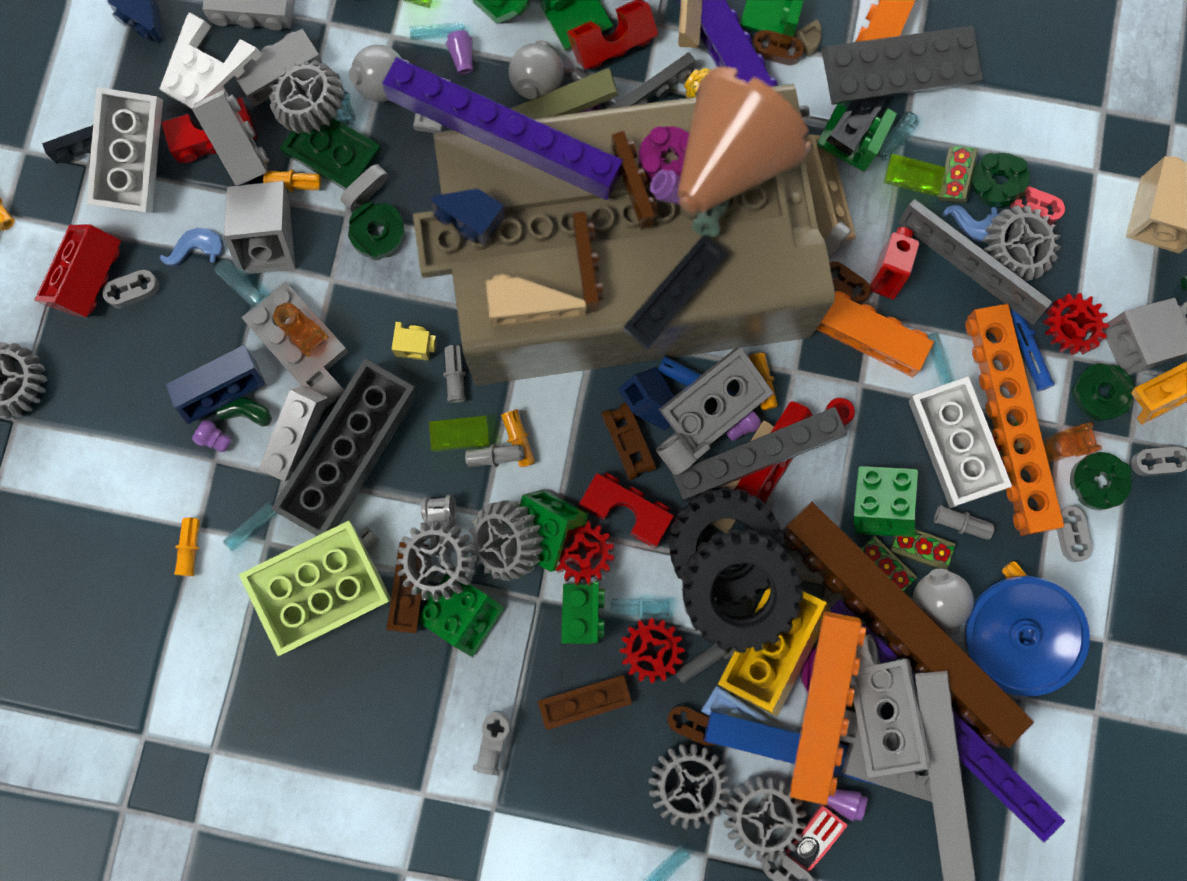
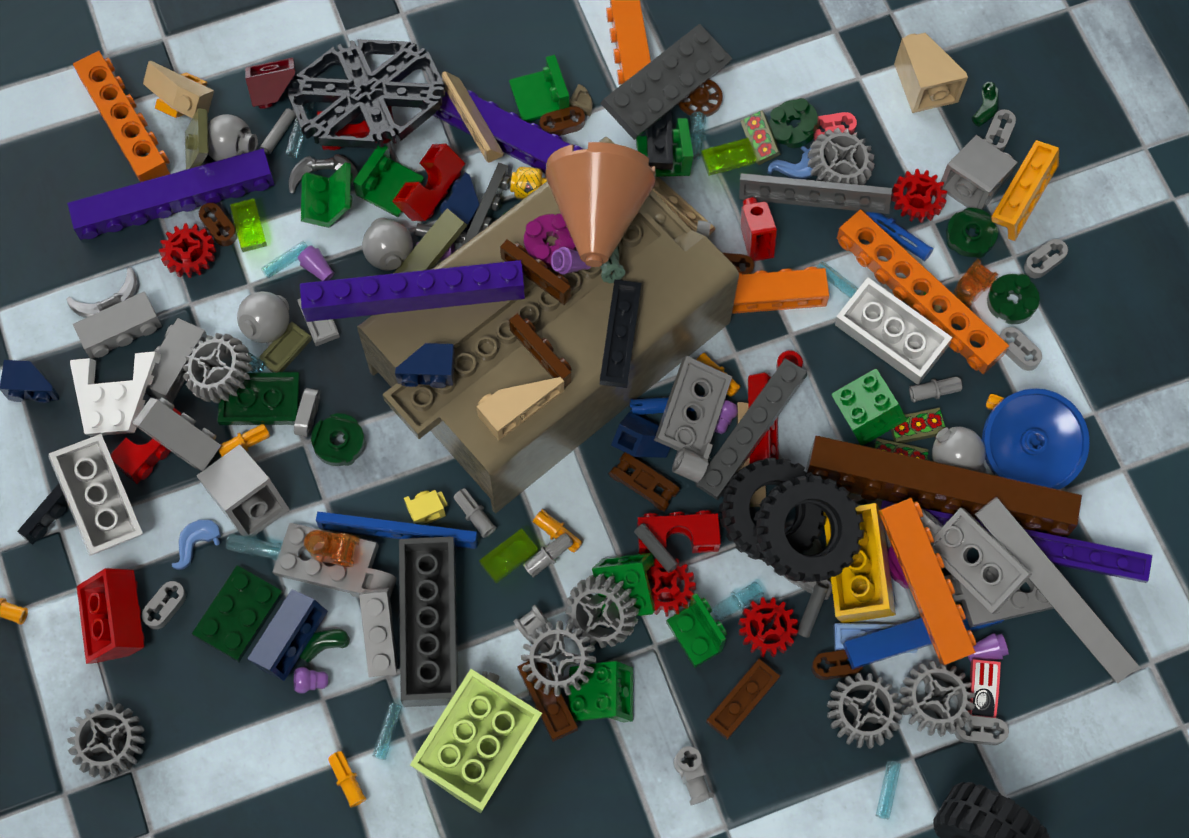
camera: 30 degrees left, 10 degrees down
(189, 336) = (237, 613): none -> dark green plate
(373, 347) = (393, 529): none -> blue tile
(382, 117) = (285, 349): none -> olive tile
(593, 513) = (656, 548): none -> dark grey piece
(632, 70) = (462, 201): none -> dark blue slope
(926, 102) = (701, 98): none -> reddish brown wheel

